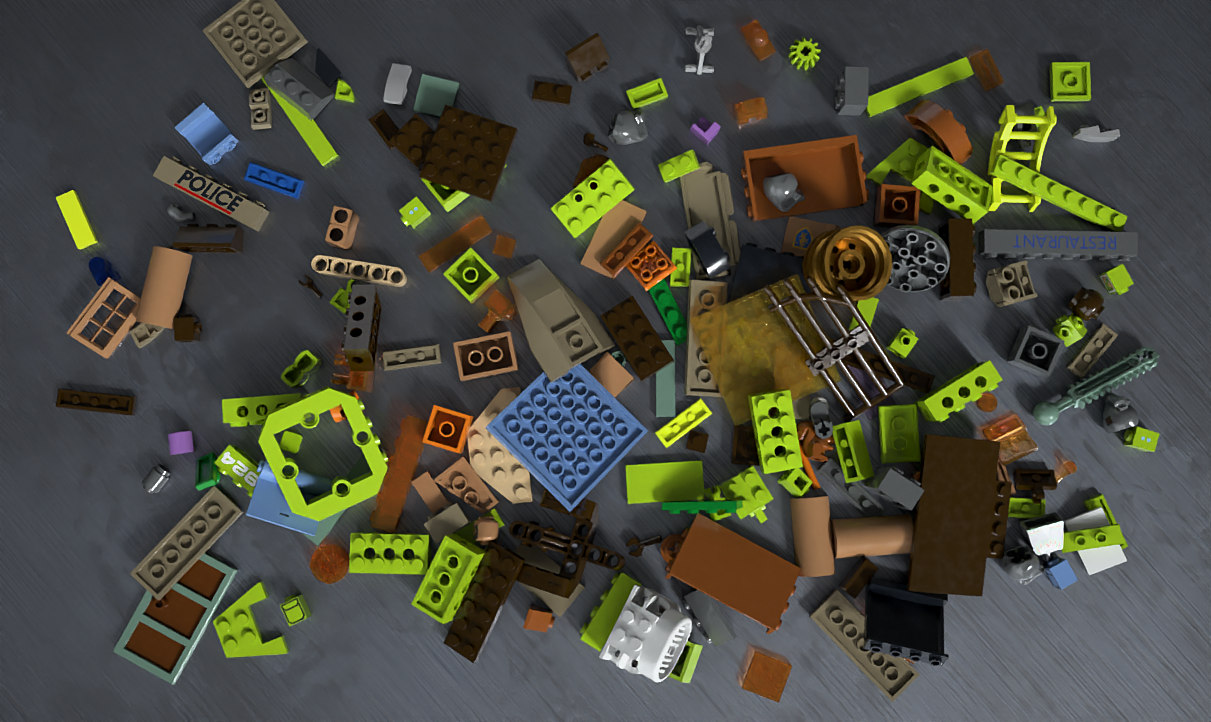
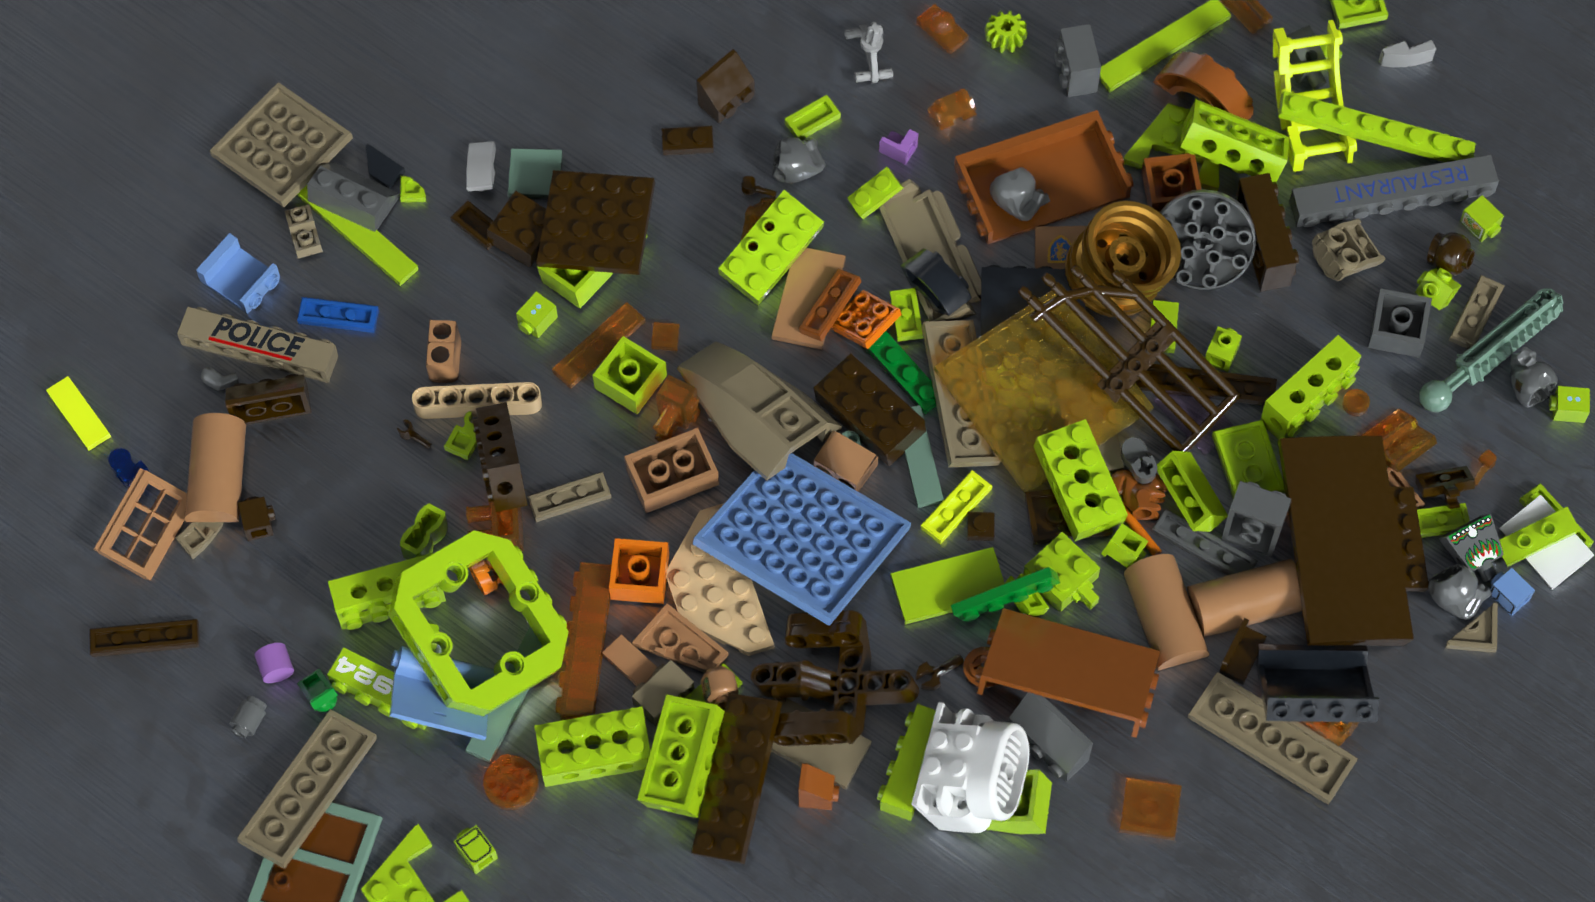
camera: 10 degrees left, 20 degrees down
(1028, 596) = (1478, 634): none -> dark tan tile

